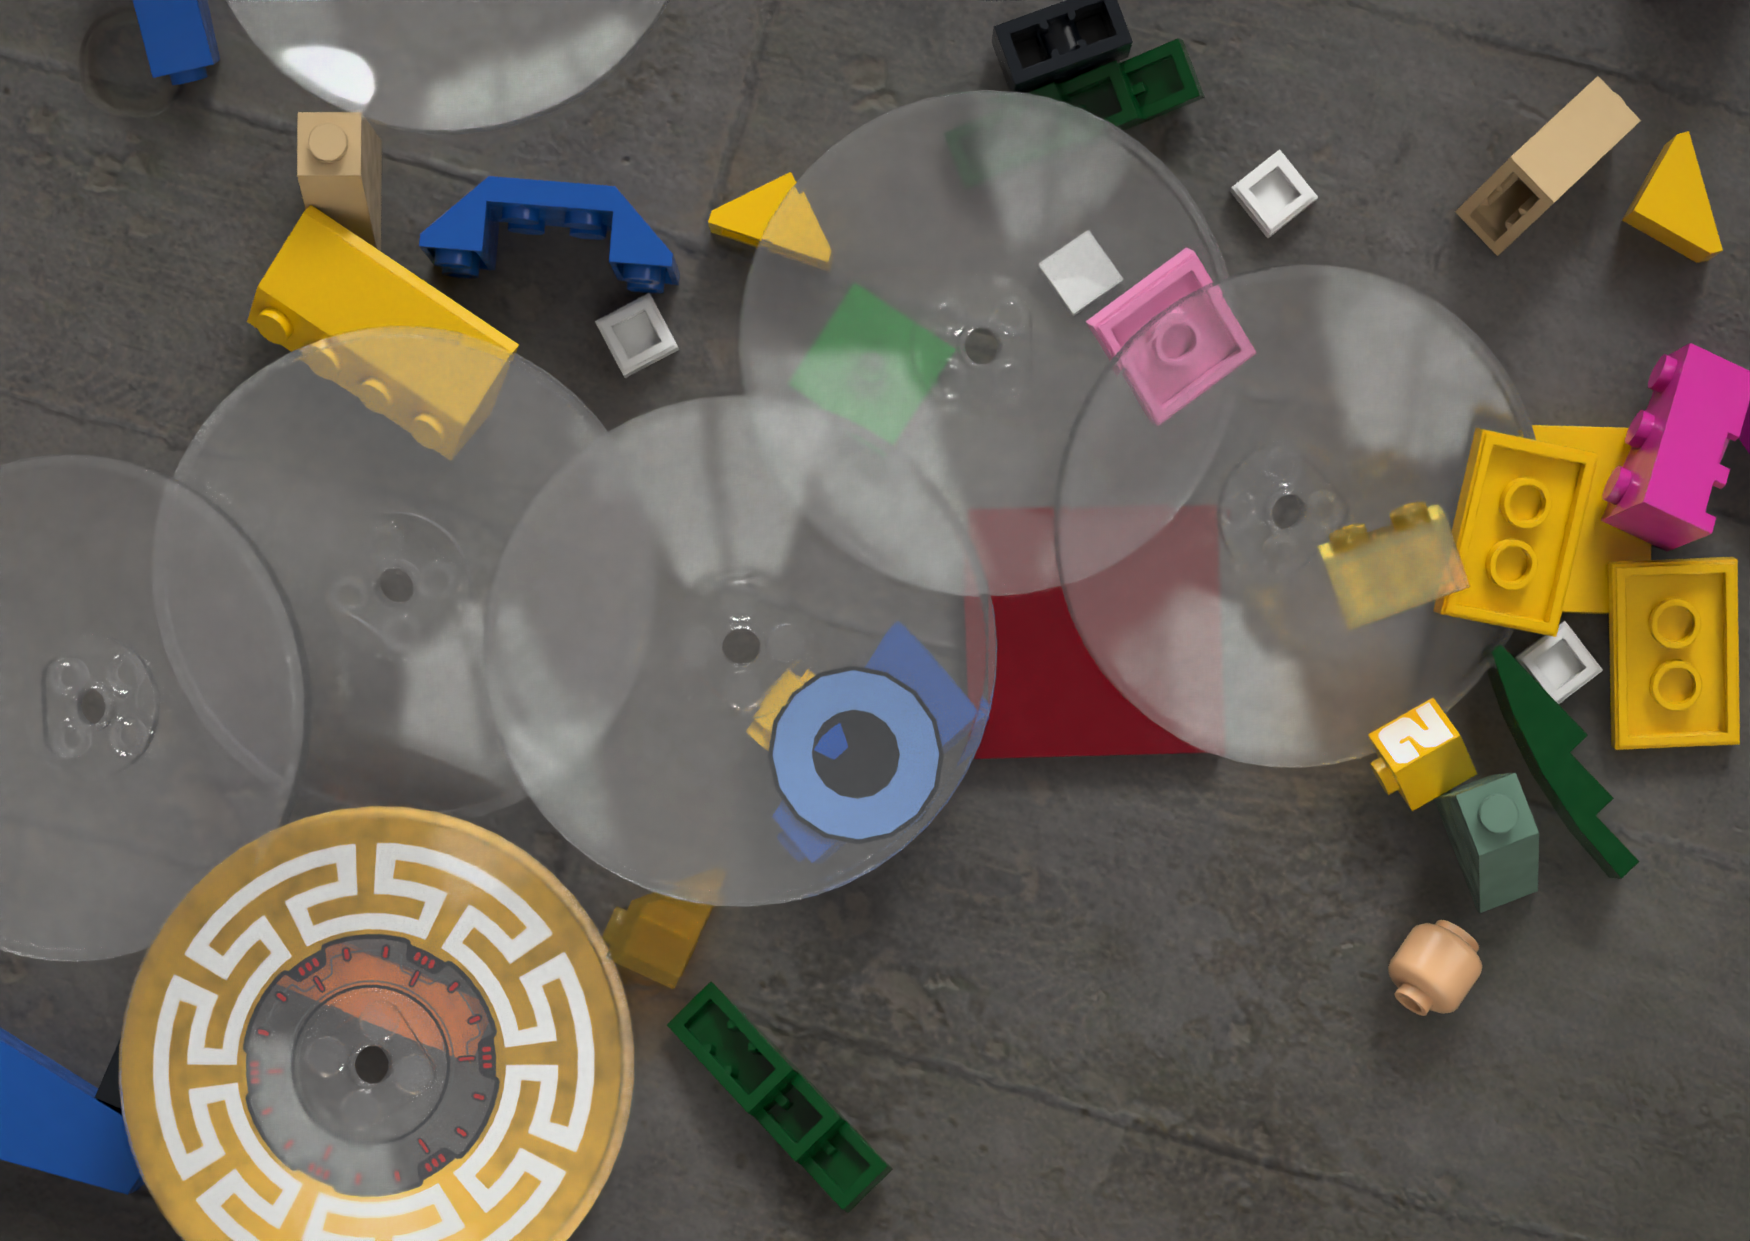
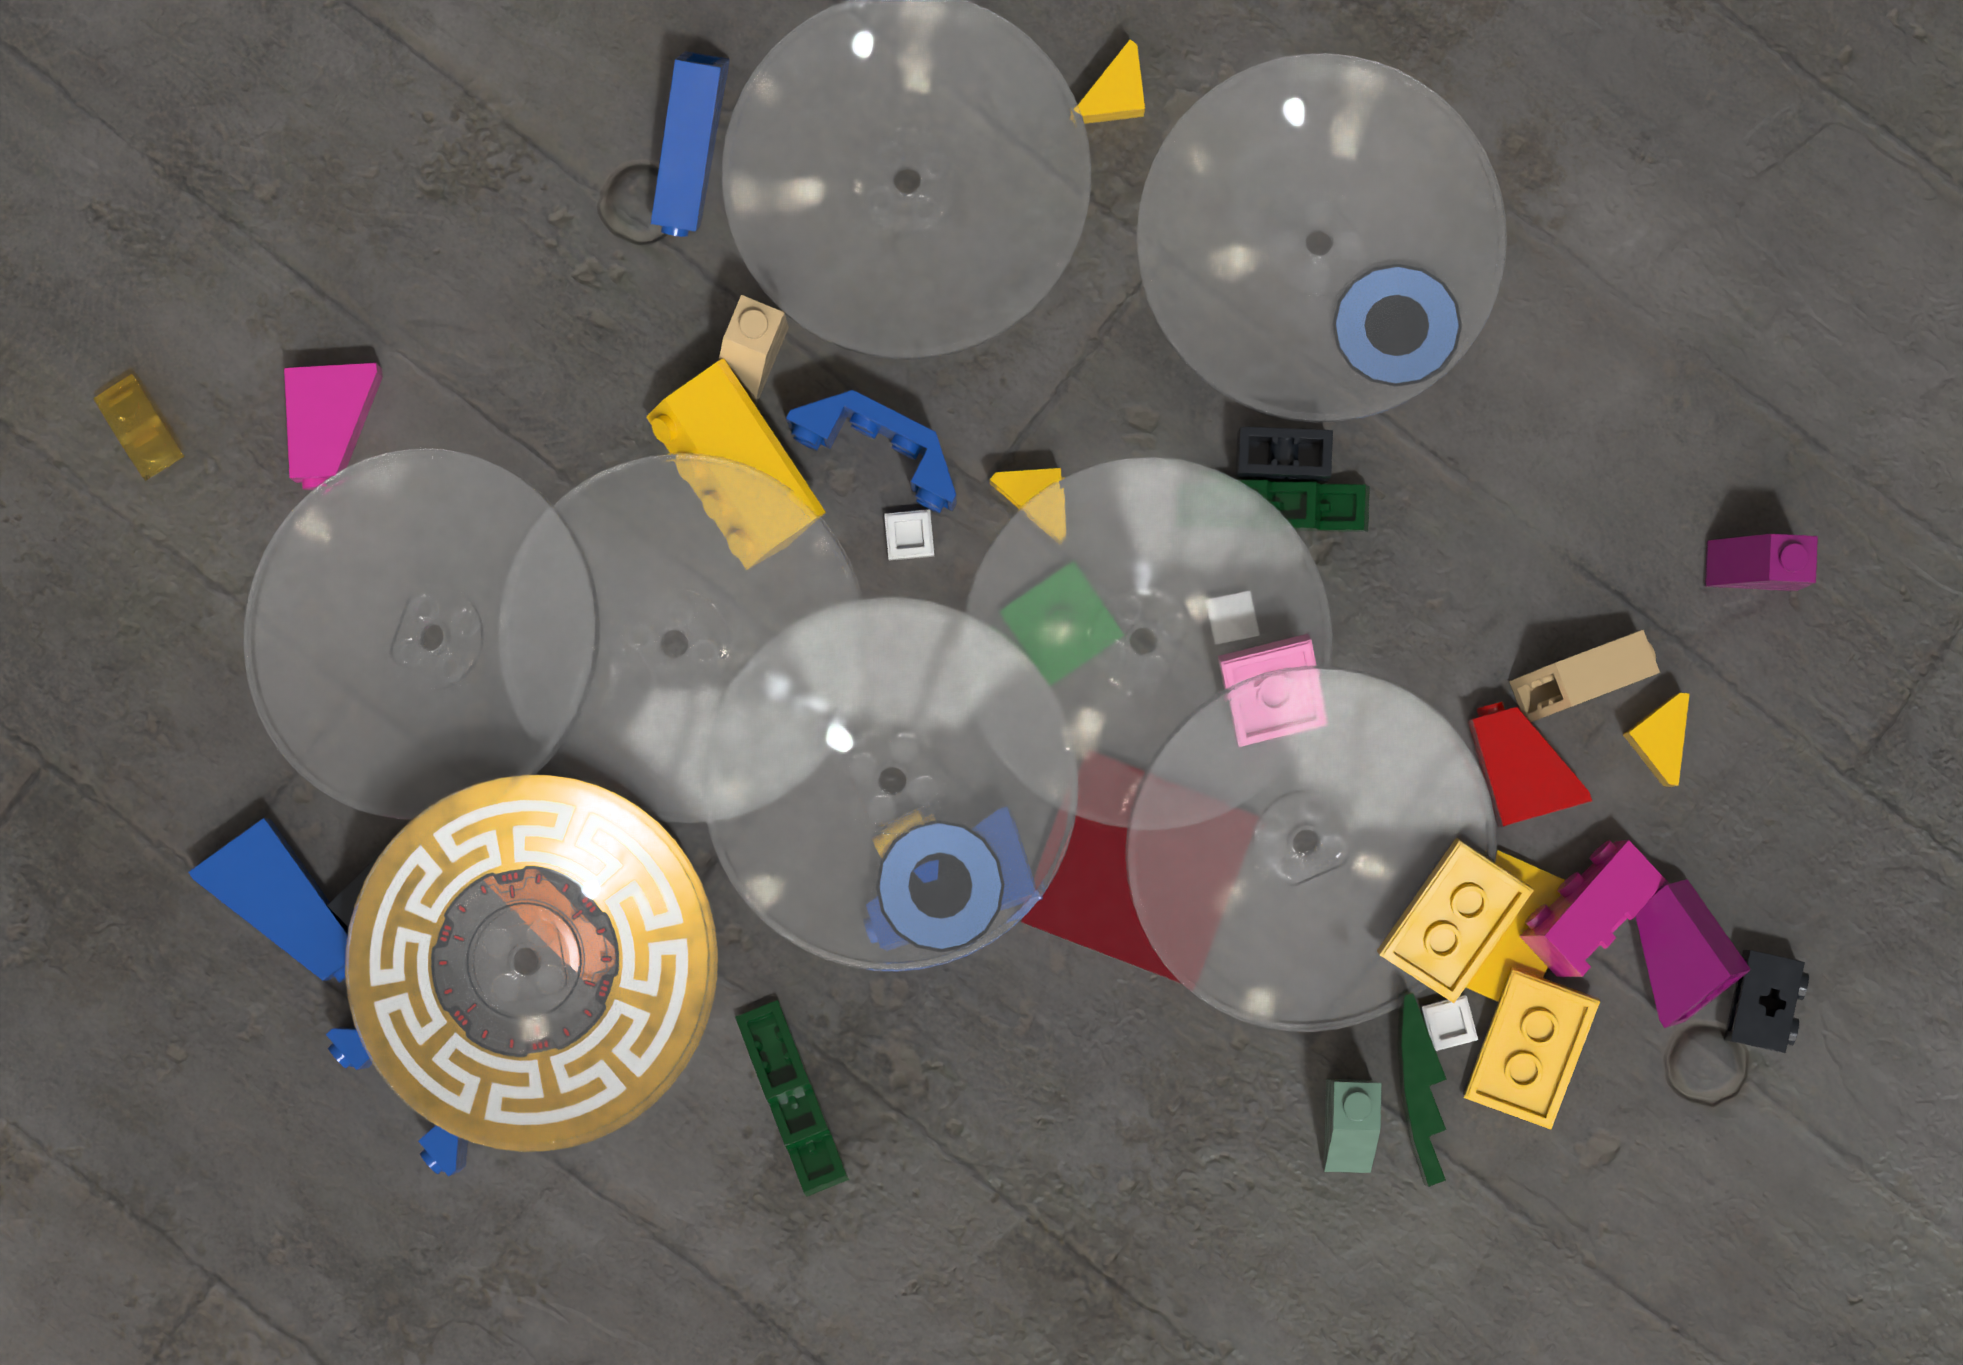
camera: 20 degrees right, 0 degrees up
(656, 936) = (753, 953): clear yellow slope -> none
(1273, 193) = (1388, 617): white tile -> none
(1393, 565) = (1358, 908): clear yellow brick -> none
(1420, 755) = (1326, 1046): yellow brick -> none
(1435, 968) = (1277, 1195): light nougat head -> none
(1518, 307) = (1521, 767): none -> red slope

